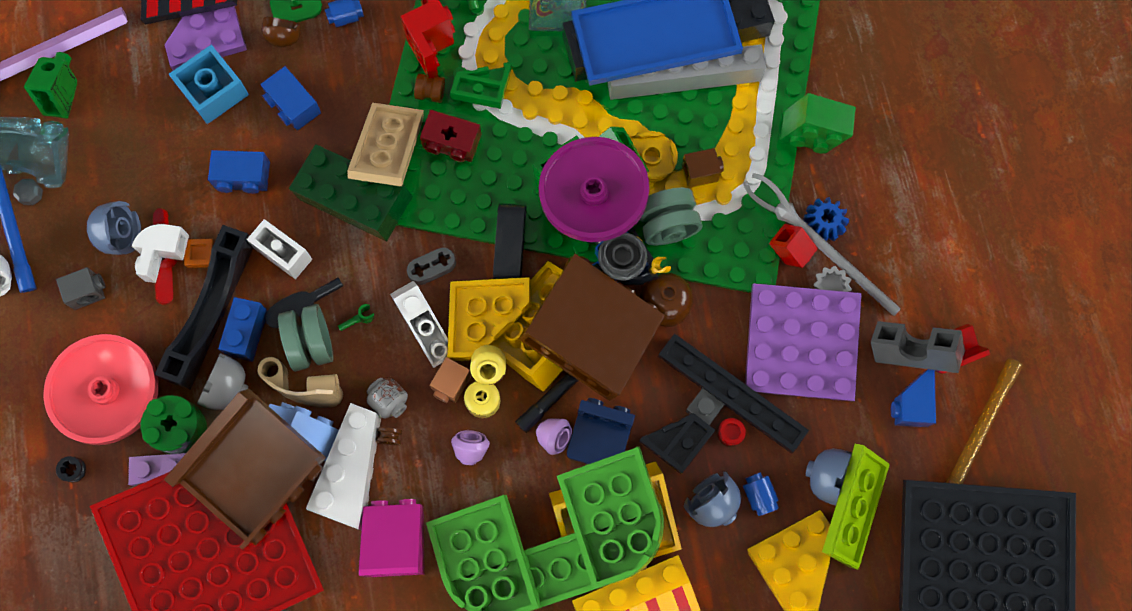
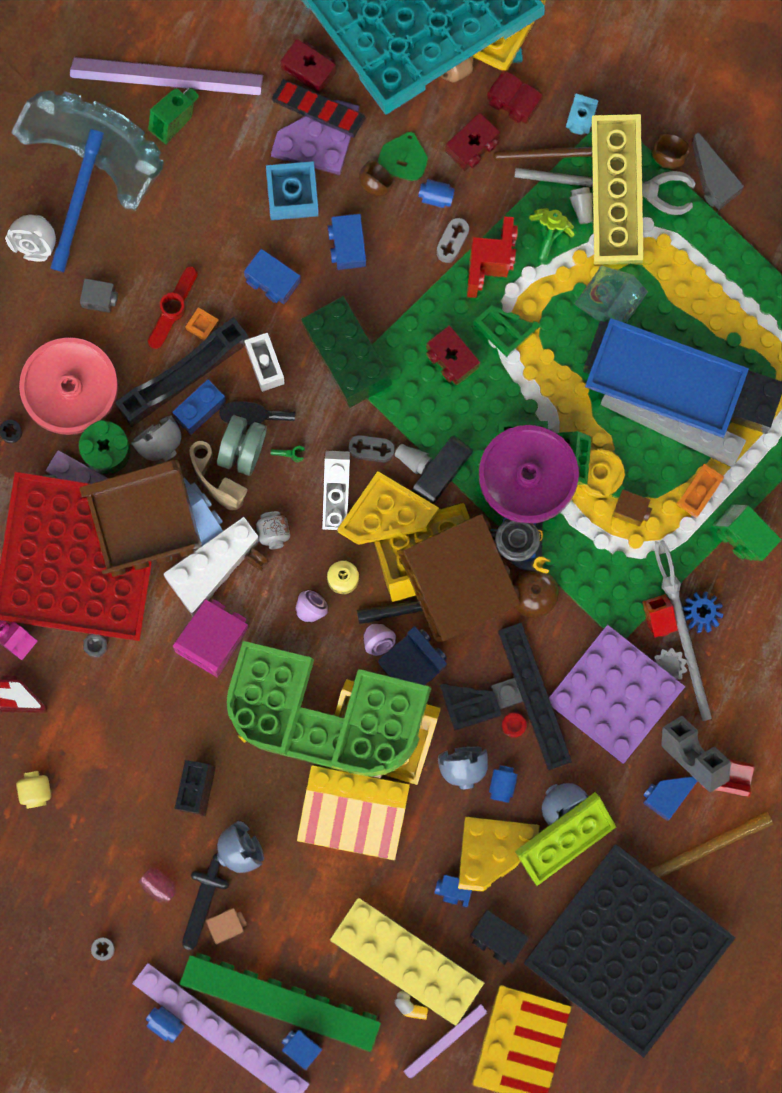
camera: 30 degrees right, 5 degrees up
(27, 192) = (101, 189): dark grey tile -> none
(113, 228) = (149, 264): sand blue cylinder -> none
(157, 243) = (176, 299): white brick -> none
(379, 43) = (448, 238): none -> light grey beam
(386, 144) = (397, 332): tan plate -> none
(429, 88) = (461, 305): reddish brown wheel -> none
(450, 381) = (327, 548): nougat brick -> none
(476, 250) = (414, 459): none -> light grey cone
(488, 365) = (363, 554): light yellow head -> none
(670, 217) = (576, 531): sand green wheel -> none
(750, 116) = (700, 491): none -> orange plate

